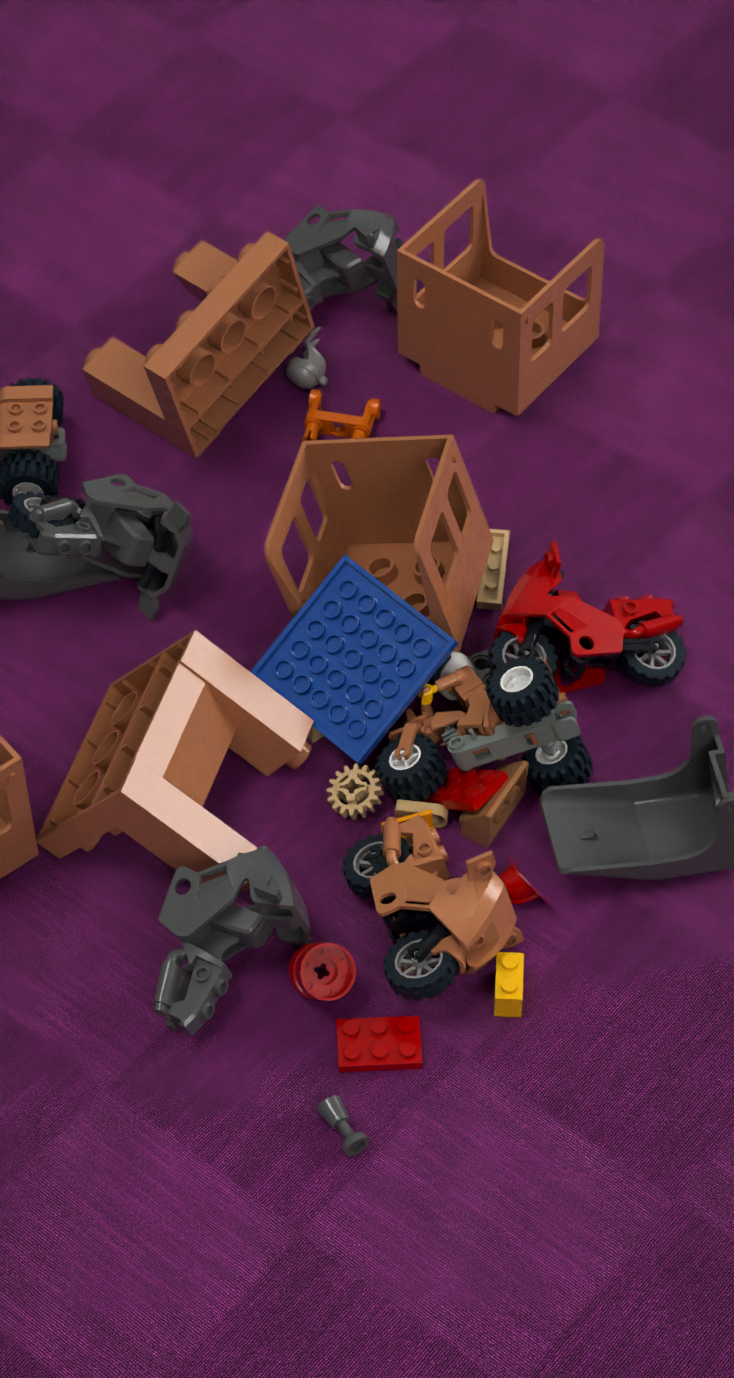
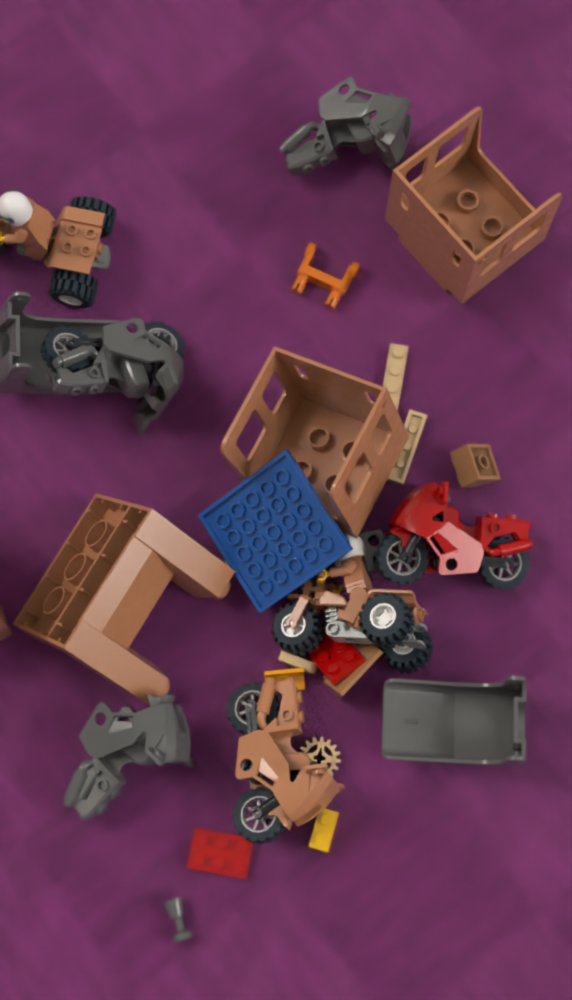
camera: 10 degrees right, 25 degrees up
(220, 351) = (241, 202): nougat plate -> none
(311, 369) = (311, 224): light grey hair -> none
(337, 969) = (190, 794): red wheel -> none
(354, 791) = (251, 640): tan gear -> none
(517, 886) = (352, 747): red piece -> none
(586, 569) = (475, 465): none -> medium nougat slope

